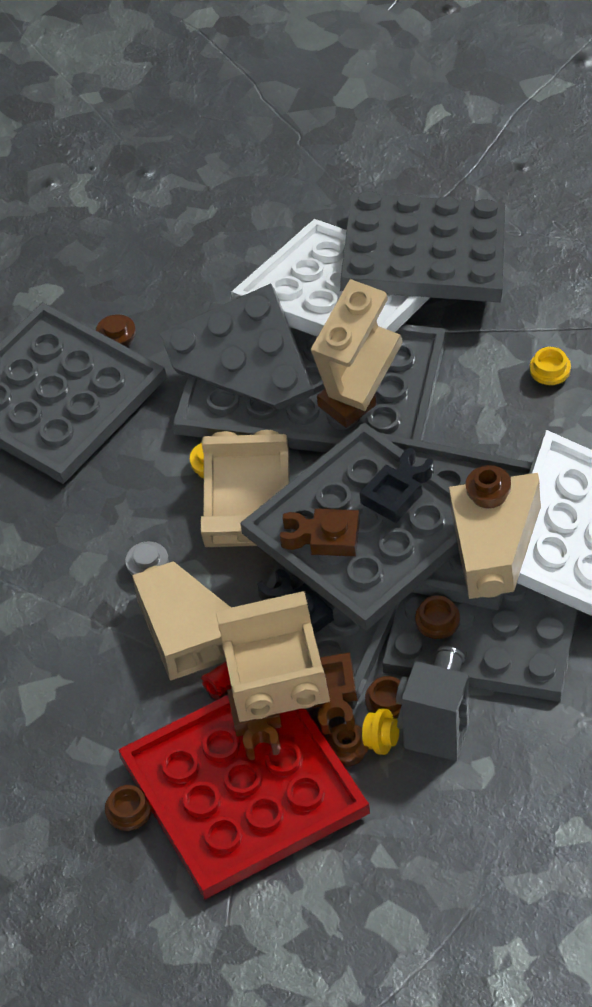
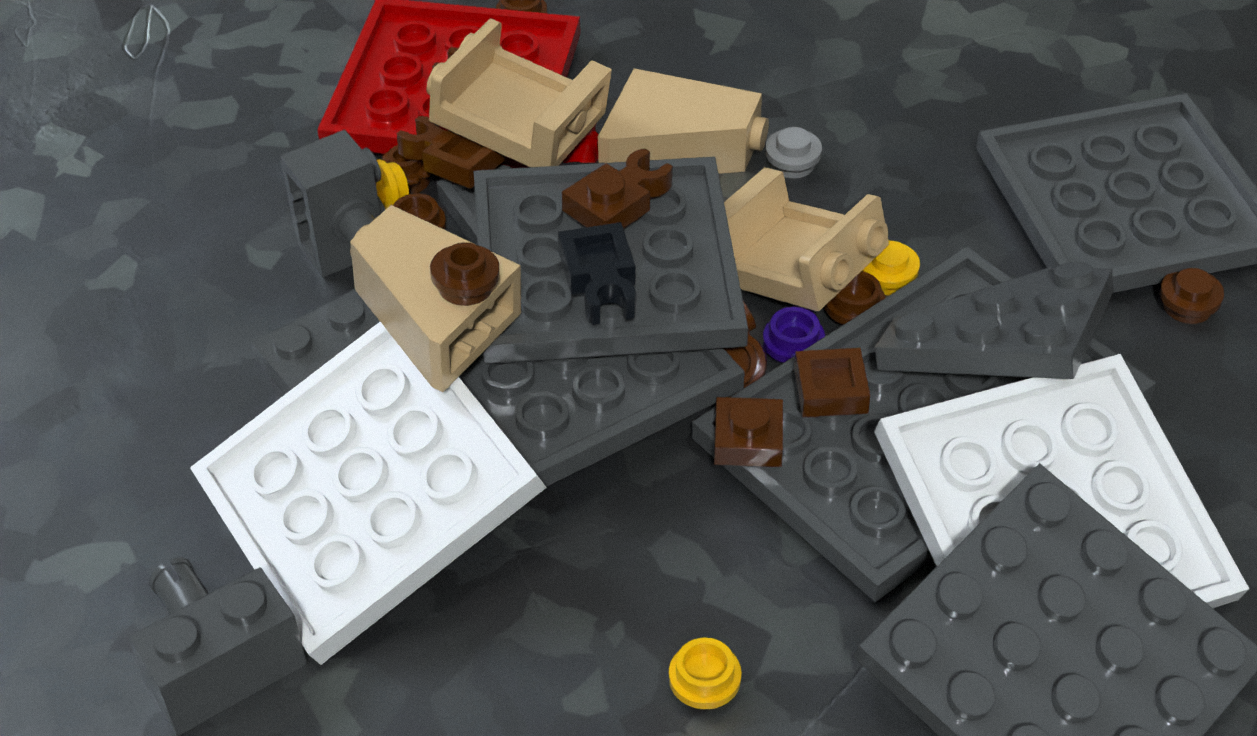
camera: 125 degrees right, 5 degrees down
(303, 456) = (791, 331): none -> dark purple plate
(353, 348) = (860, 364): tan panel -> none
(407, 417) = (749, 432): none -> reddish brown plate

